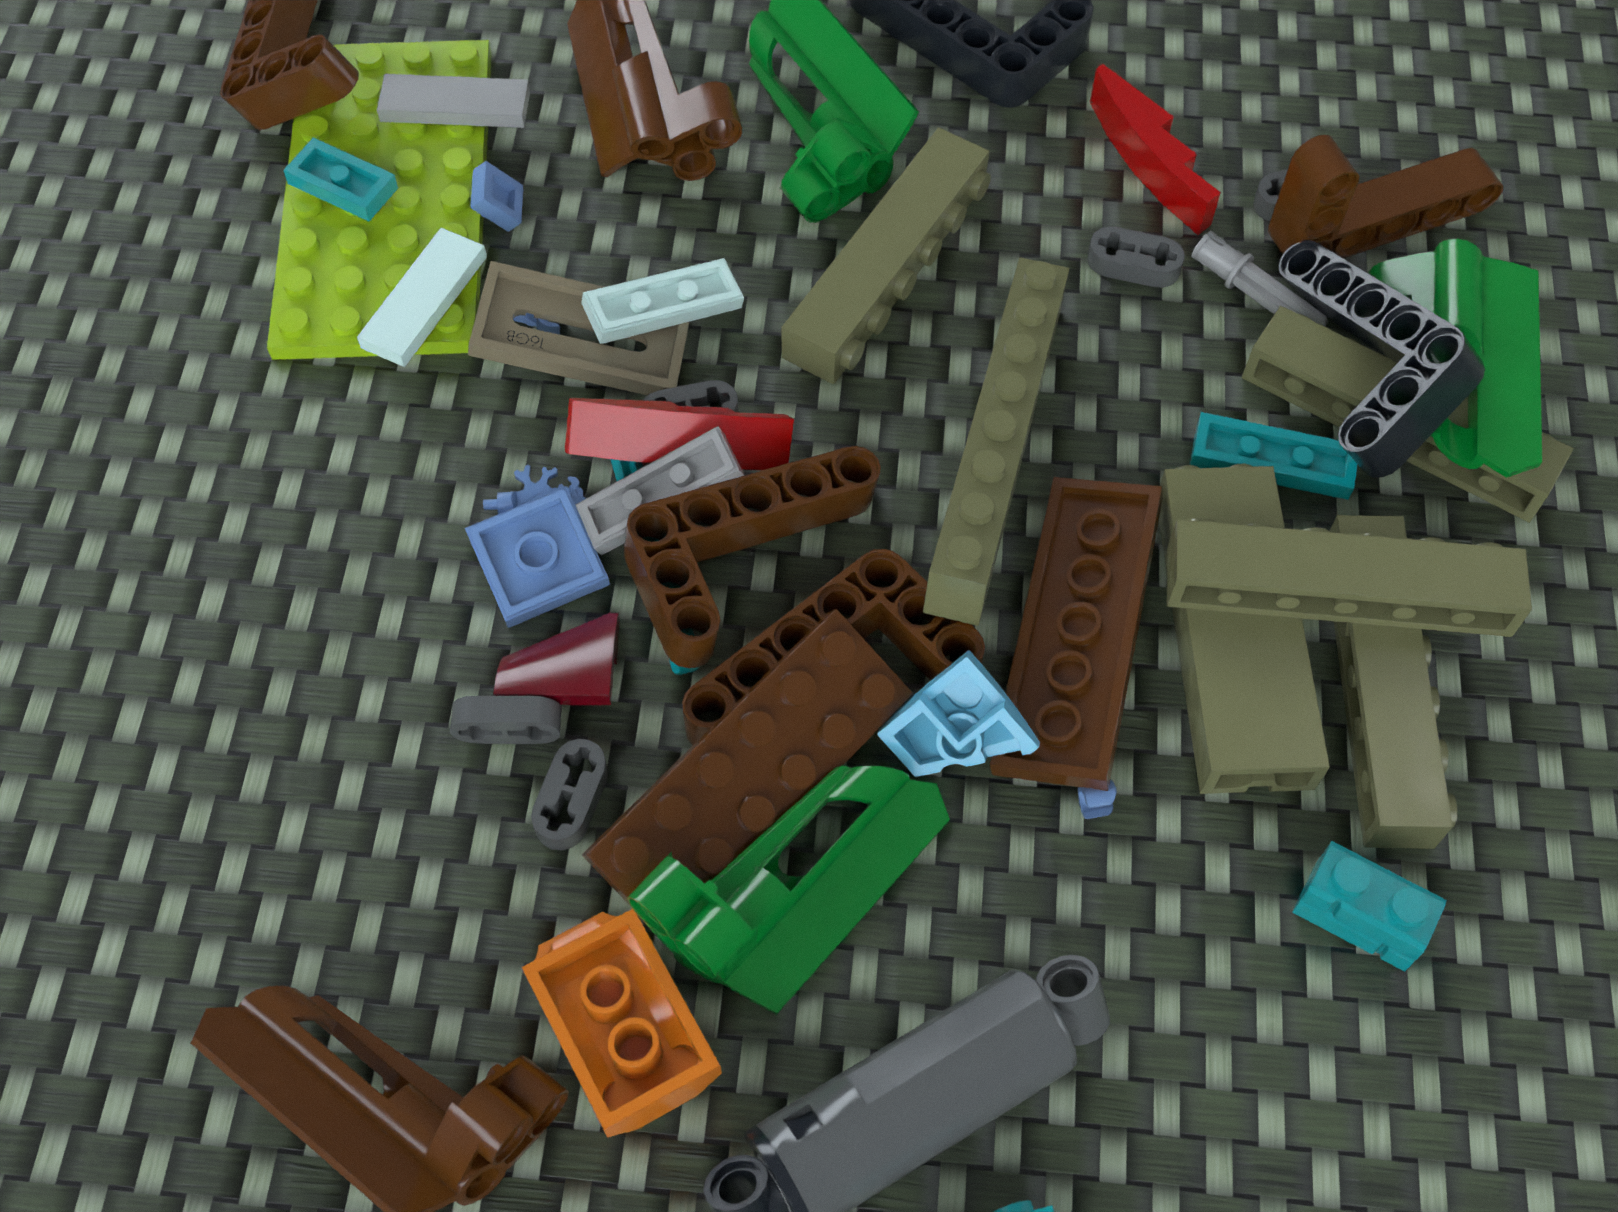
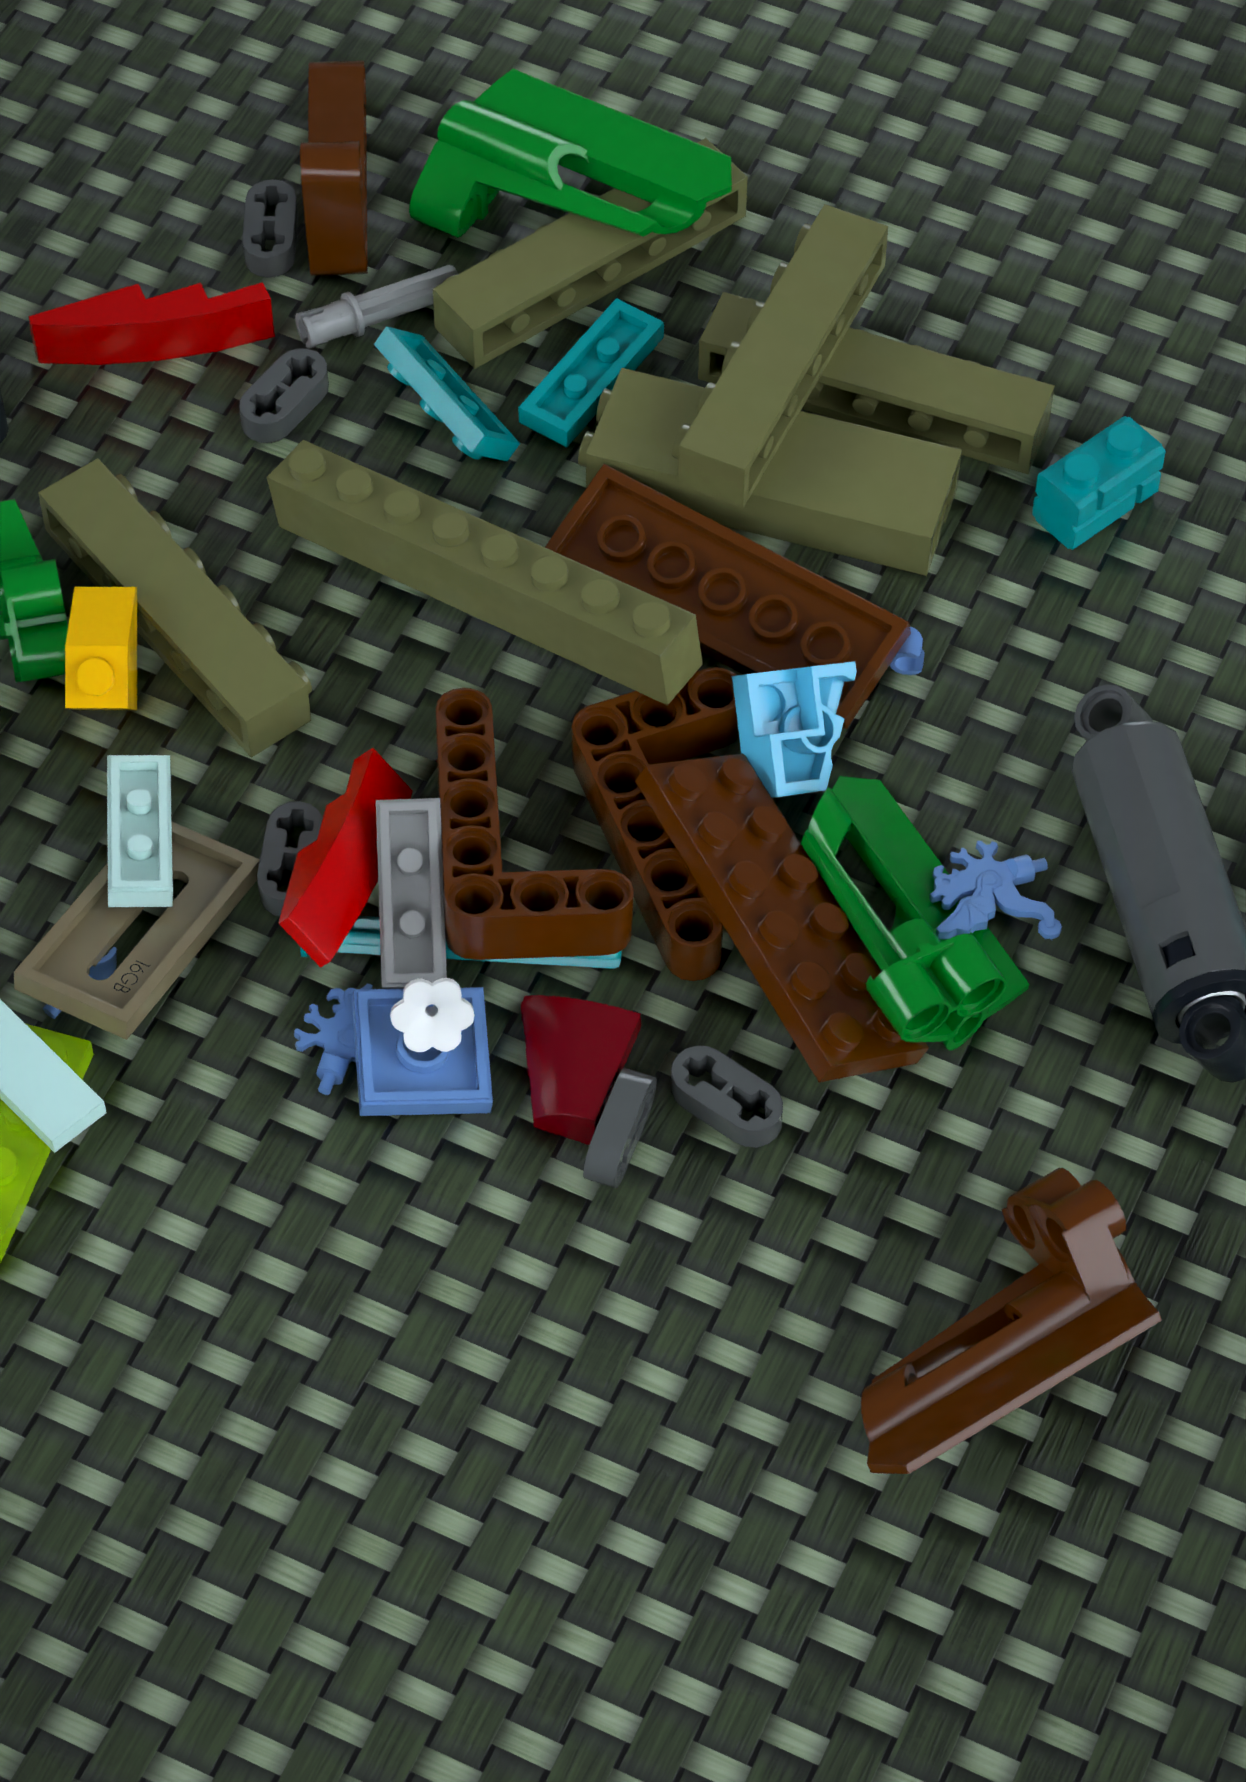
camera: 70 degrees left, 5 degrees down
(548, 541) = (432, 1025): none -> white plant
(621, 1021) = (994, 1102): orange slope -> none
(808, 217) = (102, 649): none -> yellow slope
(867, 945) = (988, 884): none -> medium blue piece
(1189, 360) = (446, 395): none -> teal plate
(1432, 356) = (527, 214): black beam -> none

